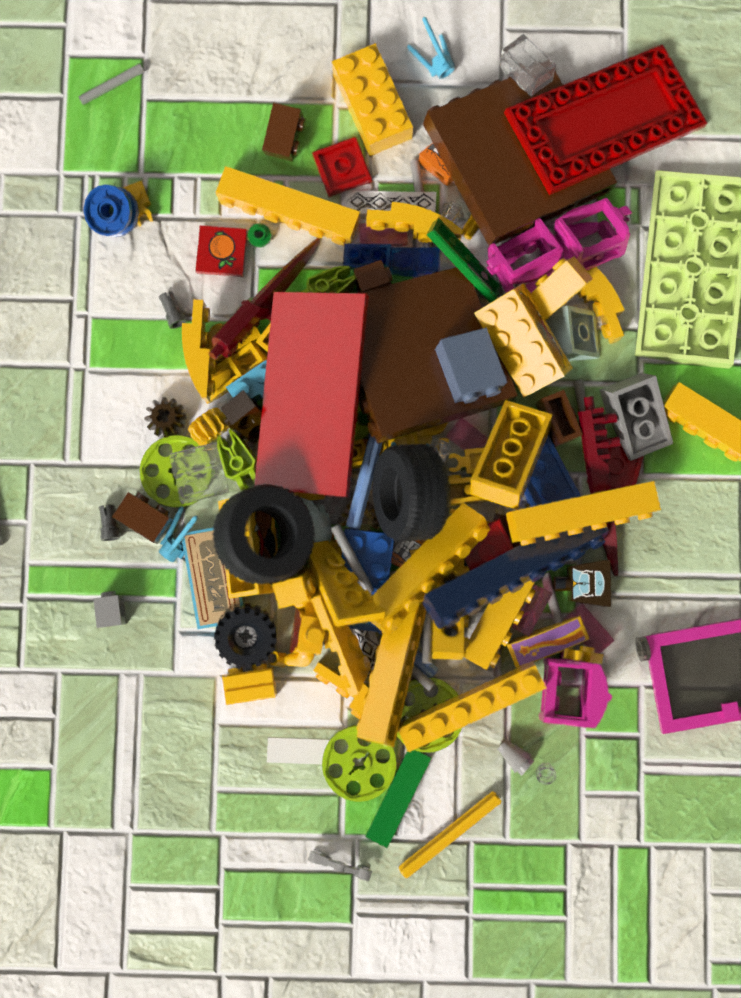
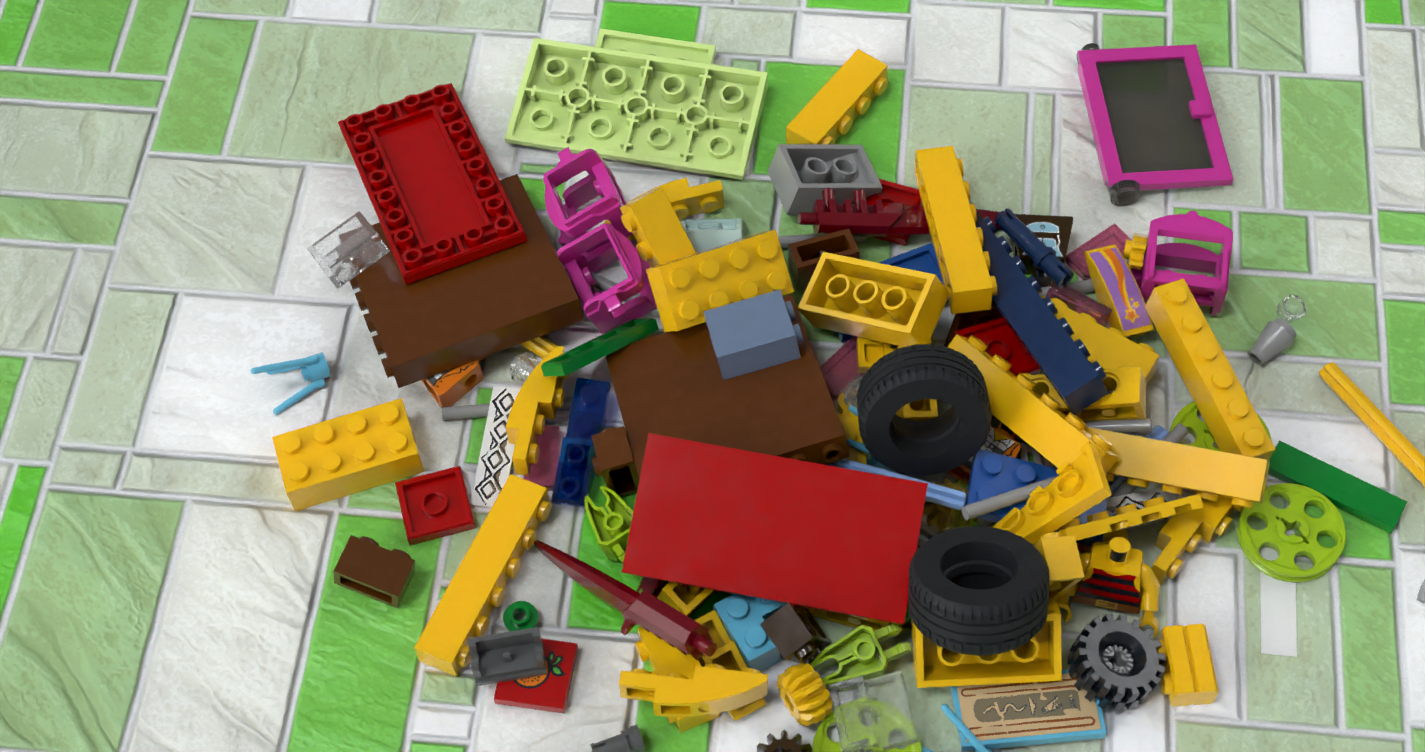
camera: 85 degrees left, 25 degrees down
(224, 229) = (507, 656): none -> dark grey hinge
(575, 576) = (1041, 255): none -> dark blue pin

